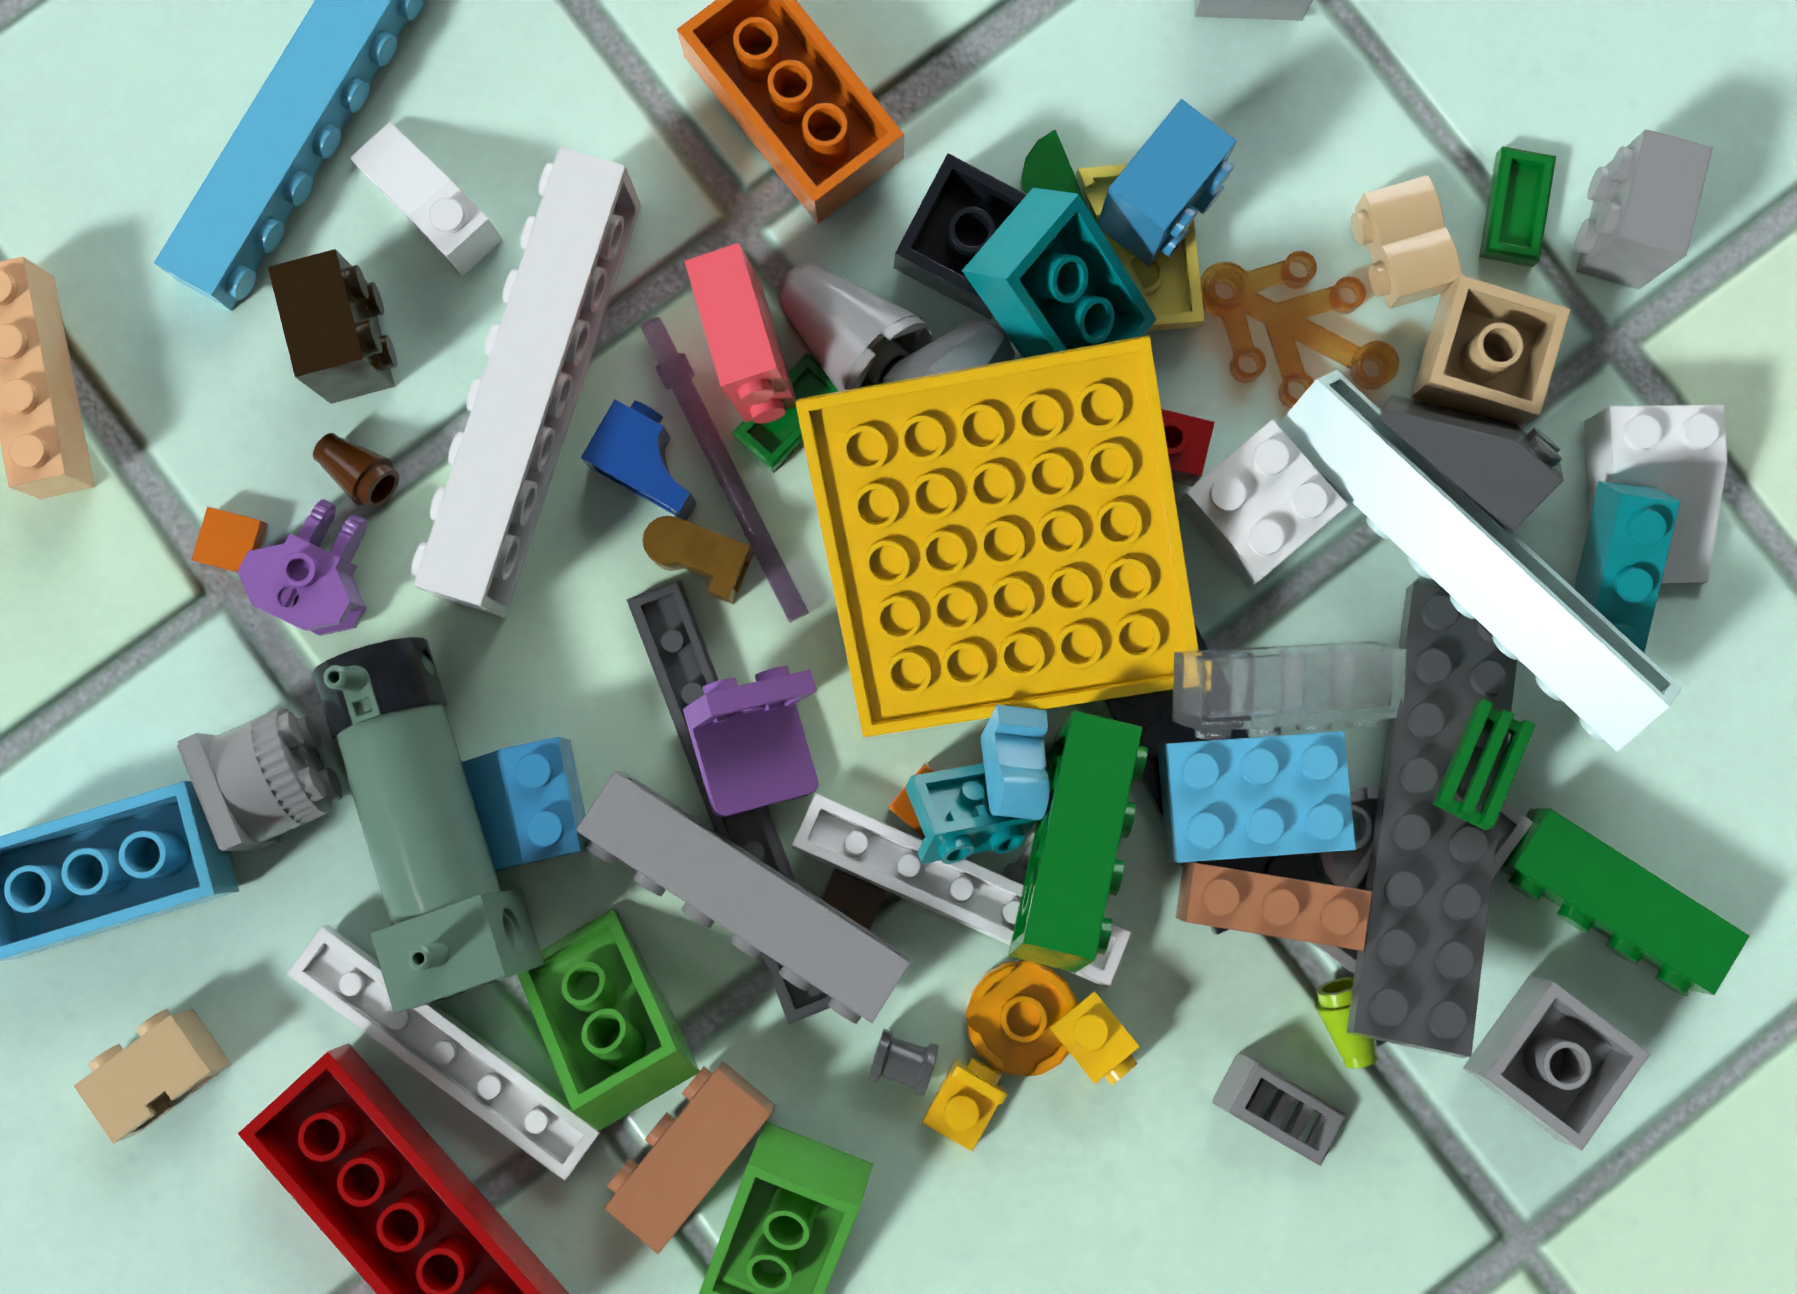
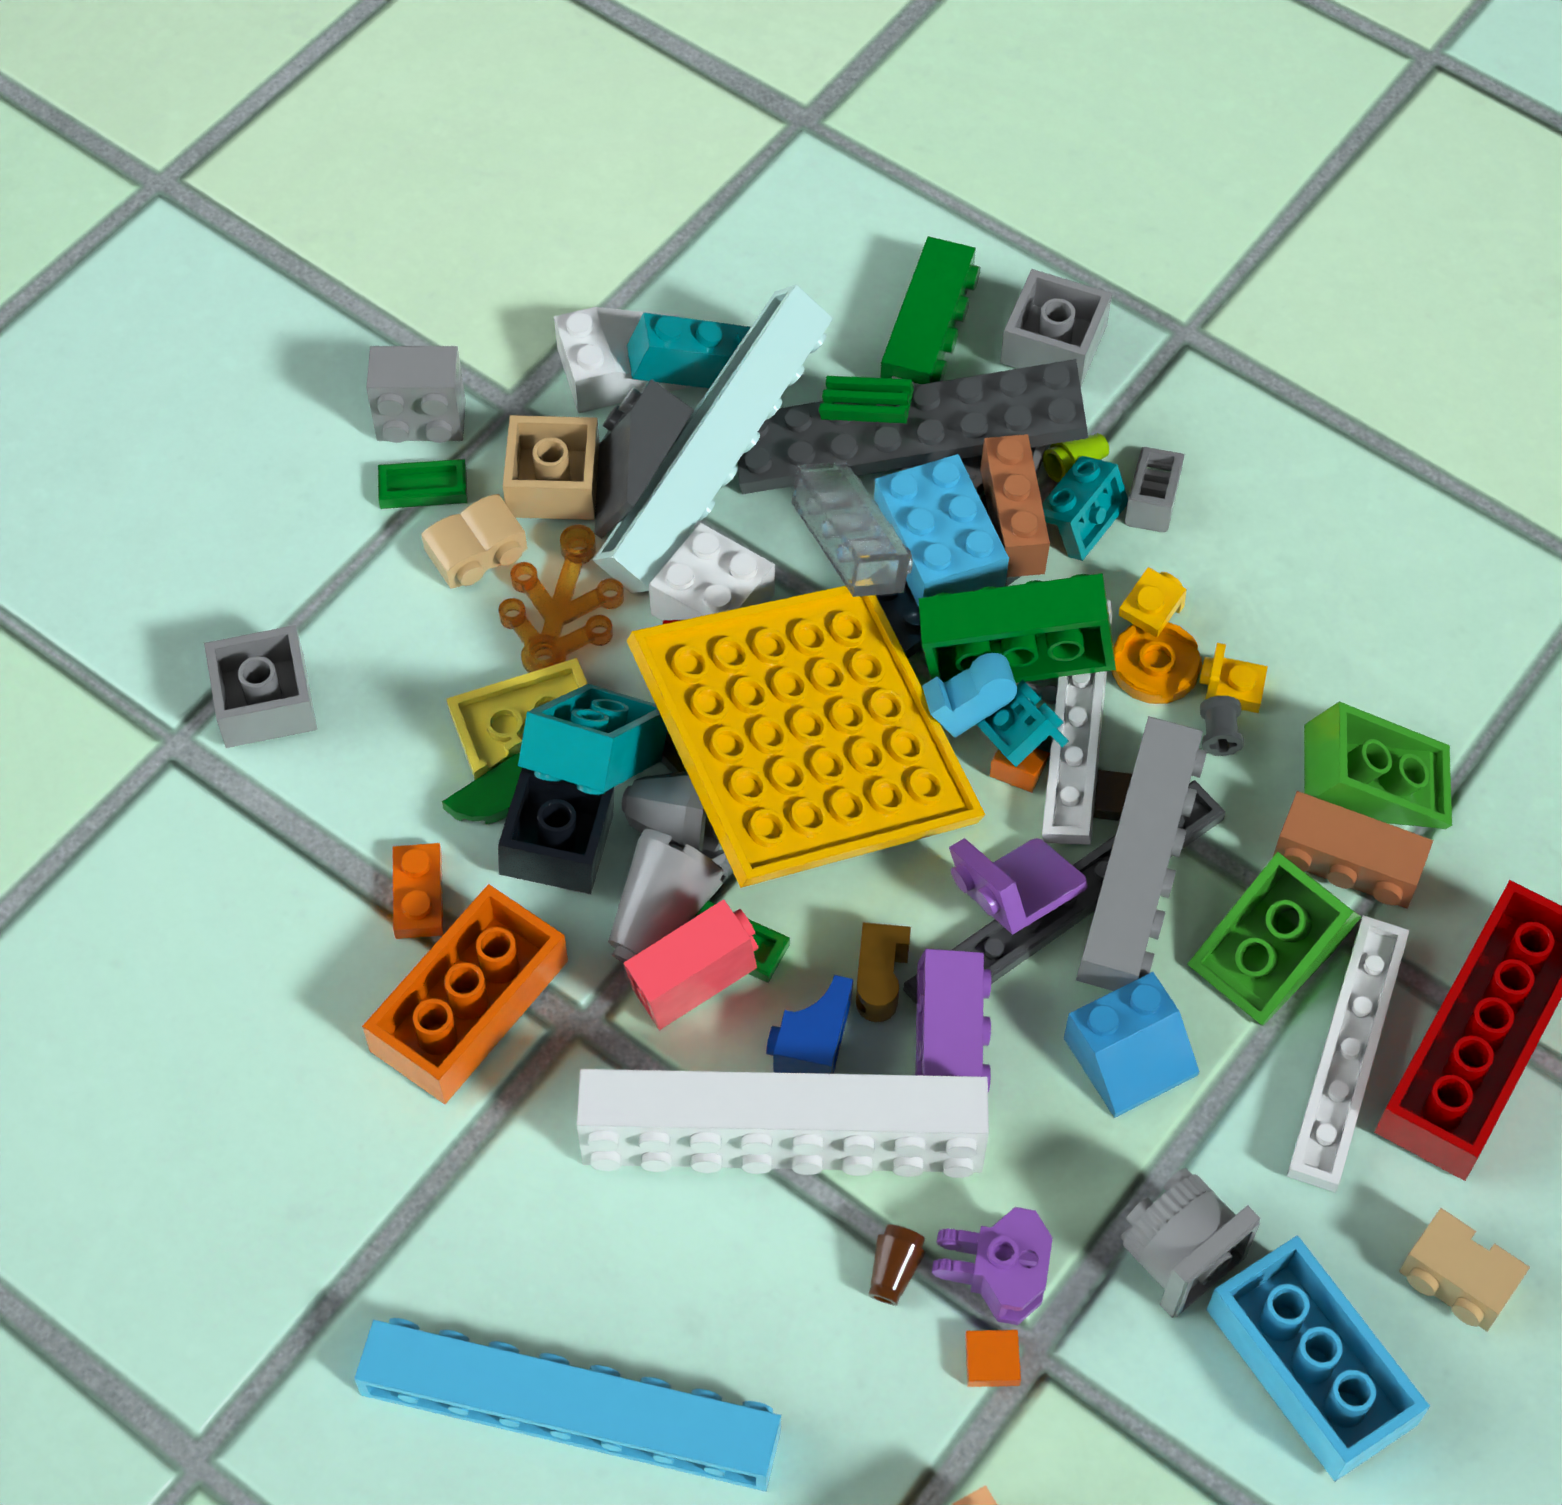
camera: 105 degrees left, 25 degrees down
(333, 326) = (779, 1297): dark brown brick -> none
(421, 828) = (1242, 1058): sand green piece -> none
(427, 198) = (631, 1277): white slope -> none
(592, 607) = (951, 1014): none -> medium lavender brick
(677, 375) = (732, 1031): bar -> none
(952, 83) = (417, 891): none -> orange plate
(1167, 184) = (484, 684): dark azure brick -> none
(1267, 1002) = (1086, 504): none -> teal bracket

